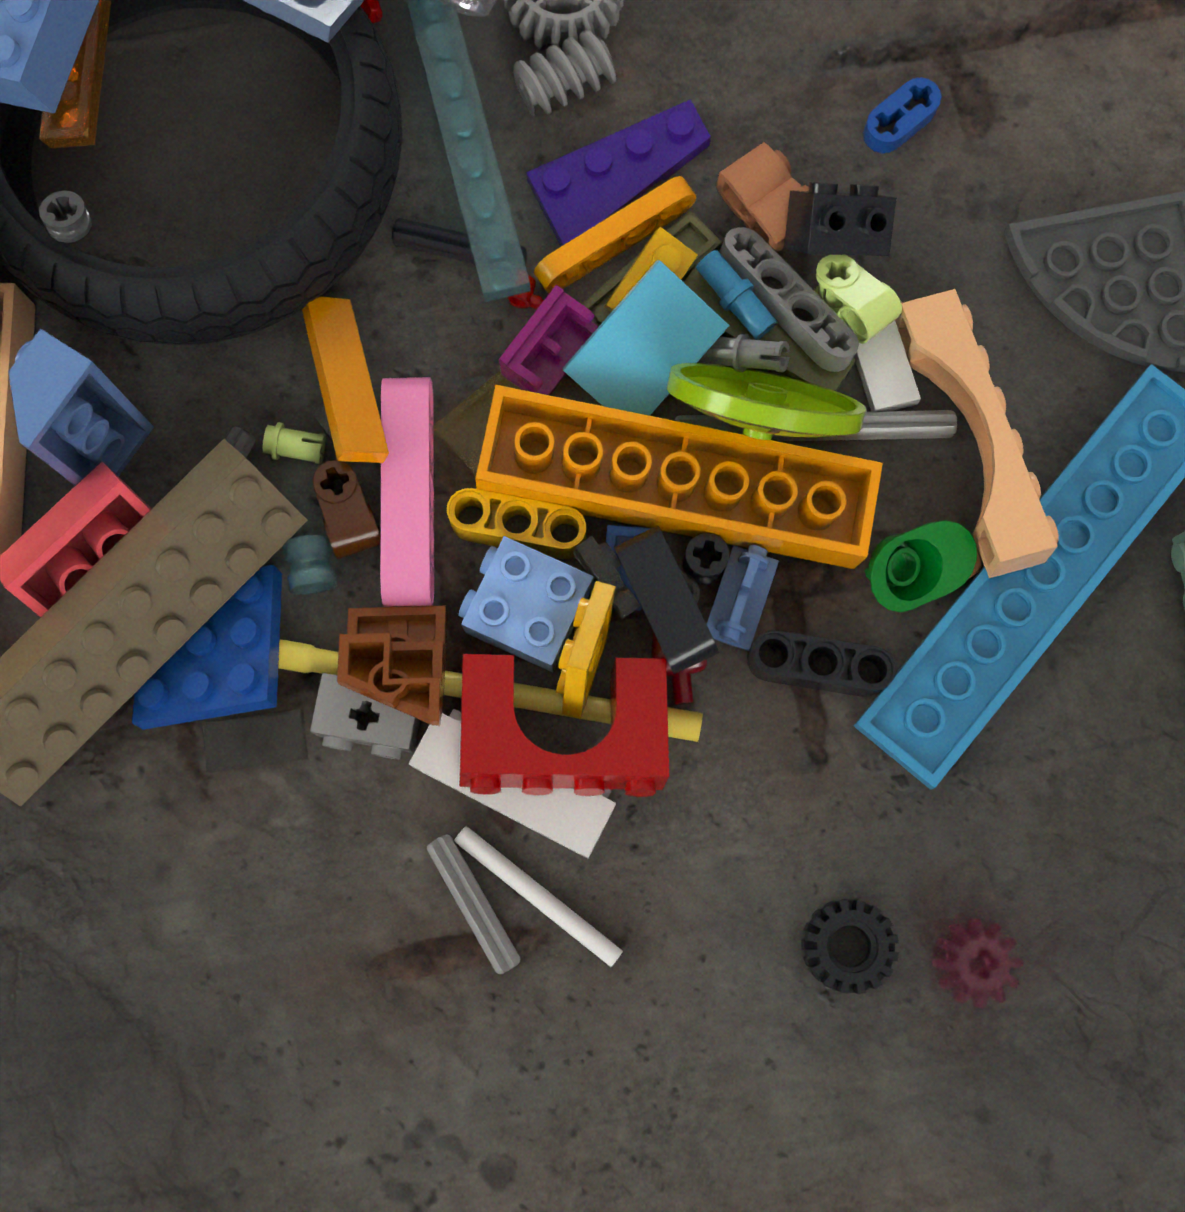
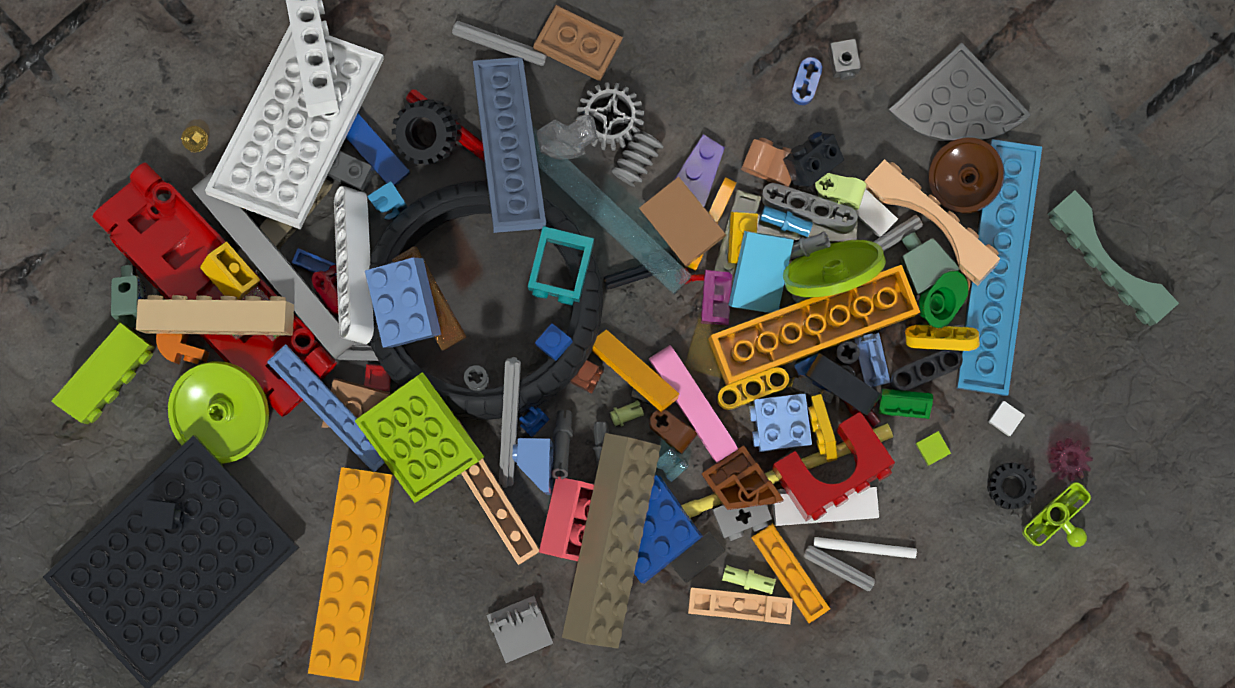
camera: 30 degrees left, 5 degrees up
(96, 272) = (509, 421): none -> light grey axle
(136, 365) = (533, 421): none -> blue plate
(164, 412) = (563, 435): none -> dark grey pin
(226, 233) = (553, 342): none -> blue plate
(266, 861) = (740, 605): none -> light nougat slope
(269, 348) = (587, 377): none -> copper brick
(312, 828) = (749, 579): none -> yellowish green pin
(341, 149) = (565, 239): none -> teal window
(388, 863) = (790, 573): none -> light orange tile
(570, 198) = (682, 221): none -> medium nougat tile
(752, 698) = (905, 403): none -> green plate
(754, 801) = (933, 448): none -> lime tile
(866, 1046) = (1045, 525): none -> lime piece
(880, 627) = (931, 338): none -> yellow beam
(907, 826) = (1006, 418): none -> white tile
(922, 489) = (924, 263): none -> sand green torso
(983, 111) = (844, 59): none -> brick
(1072, 370) = (953, 167): none -> reddish brown dish

